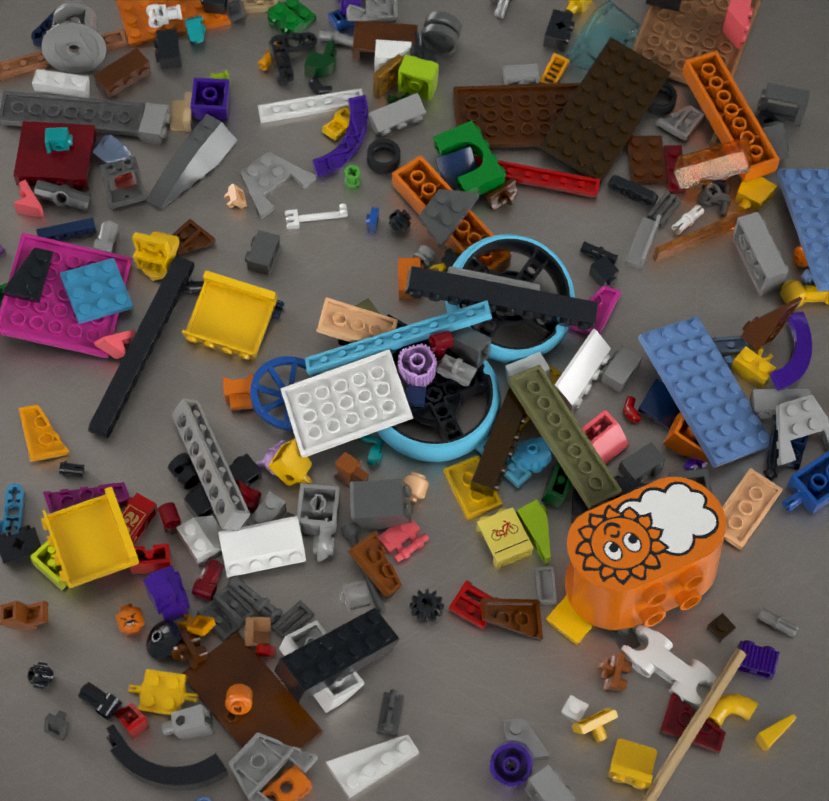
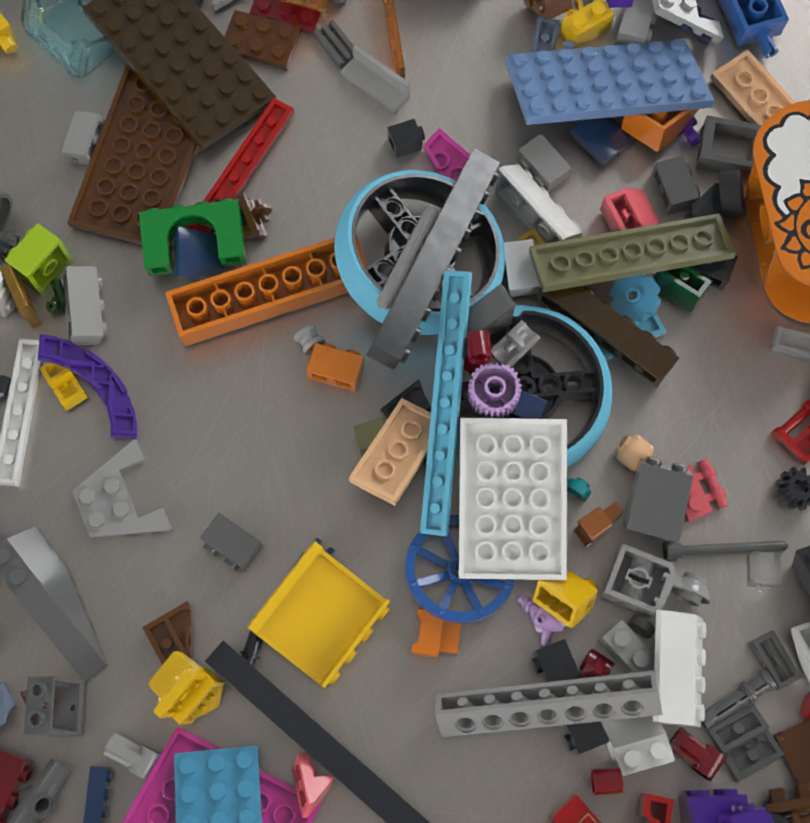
camera: 70 degrees left, 10 degrees up
(183, 469) = (533, 741): black wheel -> none
(199, 625) = (762, 783): light orange plate -> none
(236, 197) = (129, 552): light nougat tile -> none
(257, 631) = (786, 709): medium nougat panel -> none
(293, 219) = (191, 483): white hinge -> none
(354, 175) = (149, 389): bright green bush -> none
(372, 219) = (232, 385): blue plate -> none
(372, 560) = (729, 534): dark orange wing -> none
(383, 144) = (130, 326): black tyre -> none
(399, 220) = (246, 352): black gear -> none
(446, 213) = (268, 289): dark grey wing -> none
(446, 262) = (331, 313): black piece -> none
(471, 502) = (635, 394): yellow tile -> none
(505, 537) = (730, 368): light yellow panel -> none
(535, 523) = (727, 328): lime slope -> none
(556, 58) = (78, 84): light orange slope -> none
(558, 30) = (32, 70): black brick -> none
(587, 249) = (373, 136): black pin -> none
(629, 410) = (598, 175): red arm -> none
(632, 191) = (301, 68): black beam -> none
(687, 219) = (363, 23): white pin -> none
(773, 453) = (697, 42): black wheel -> none

